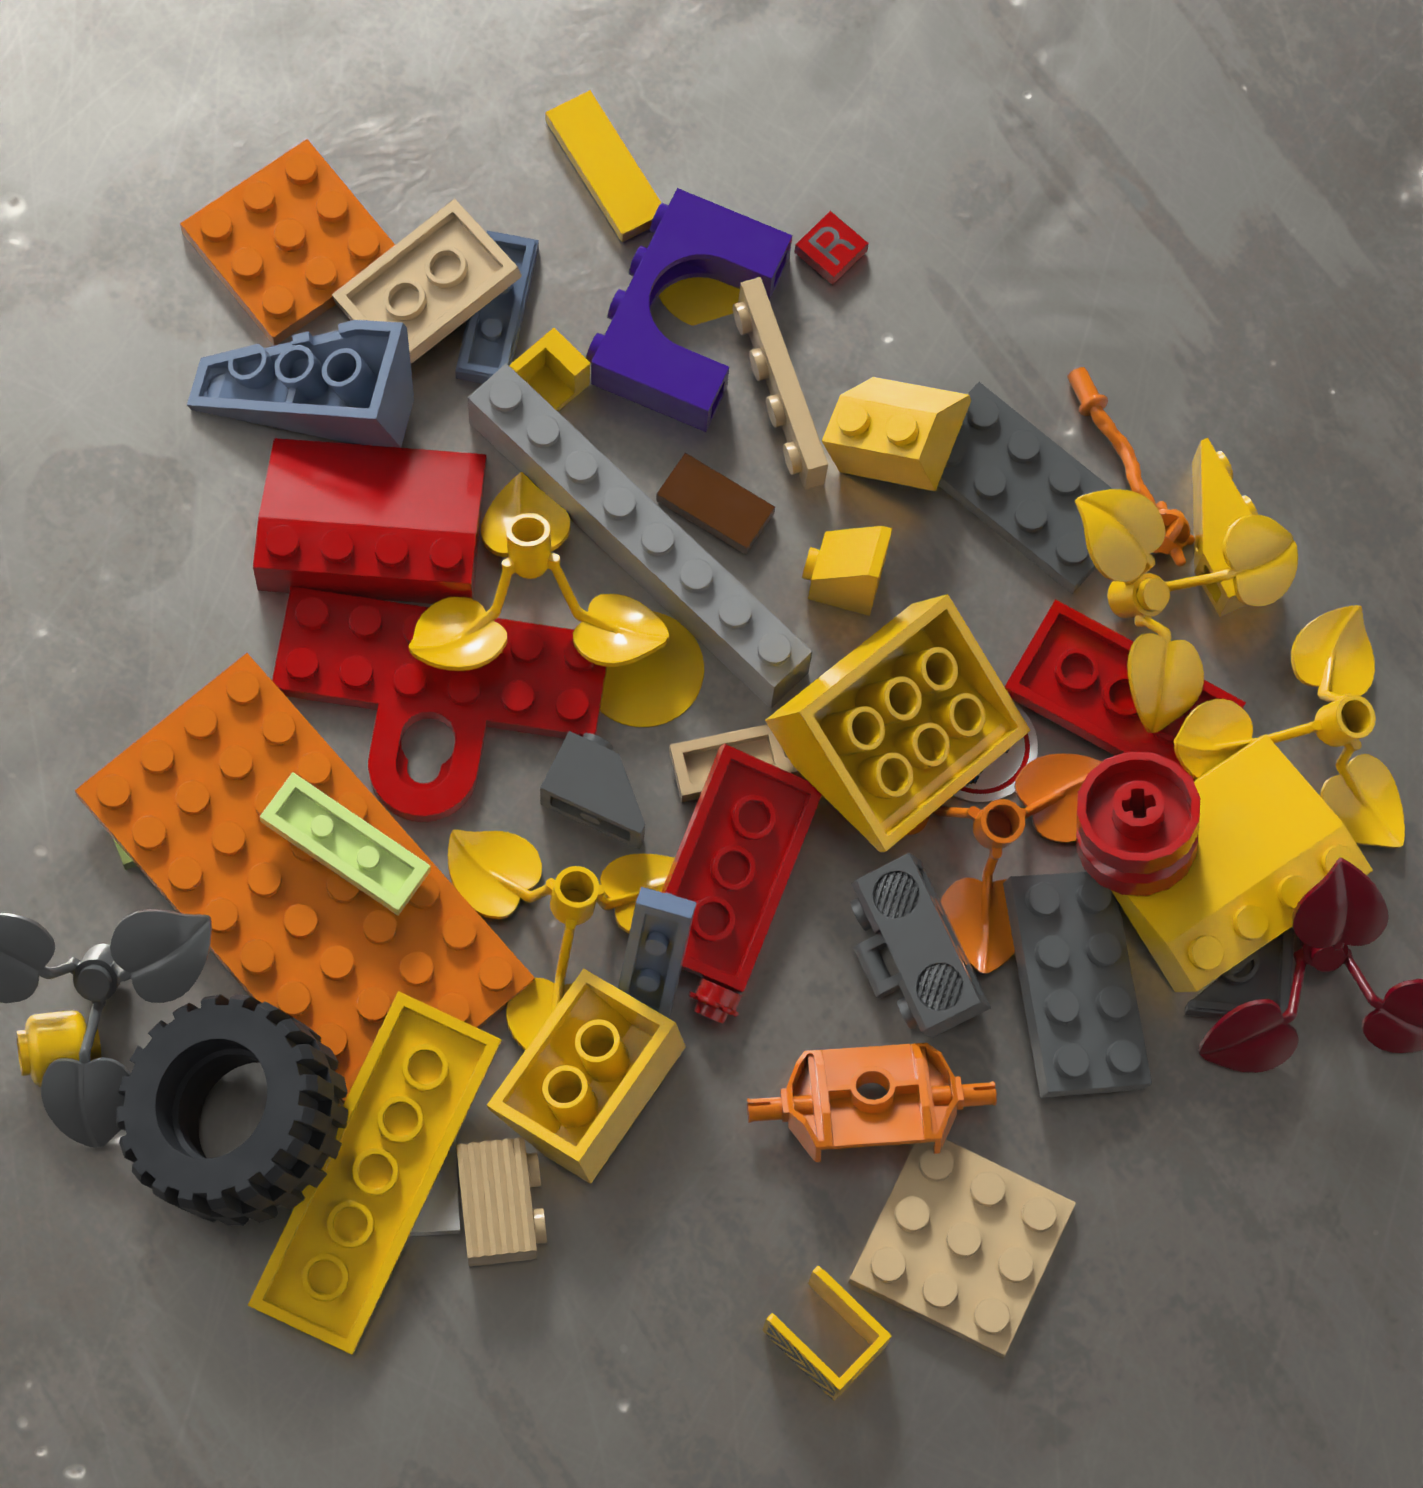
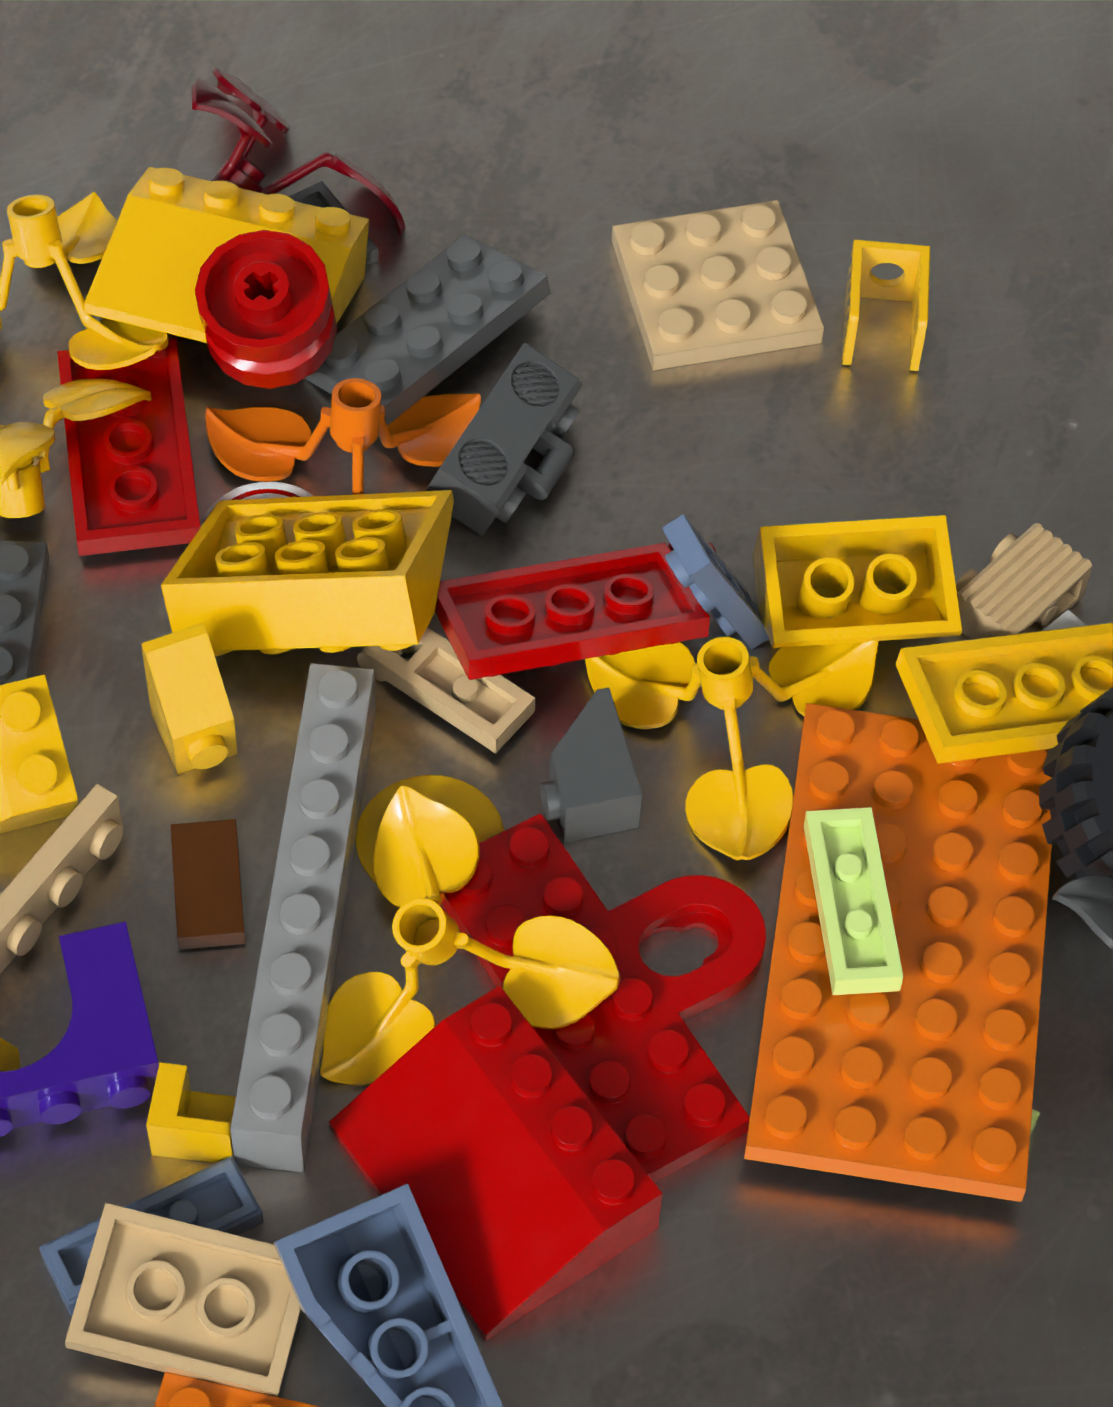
camera: 125 degrees left, 15 degrees down
(831, 1114) = (695, 426): orange plate -> none

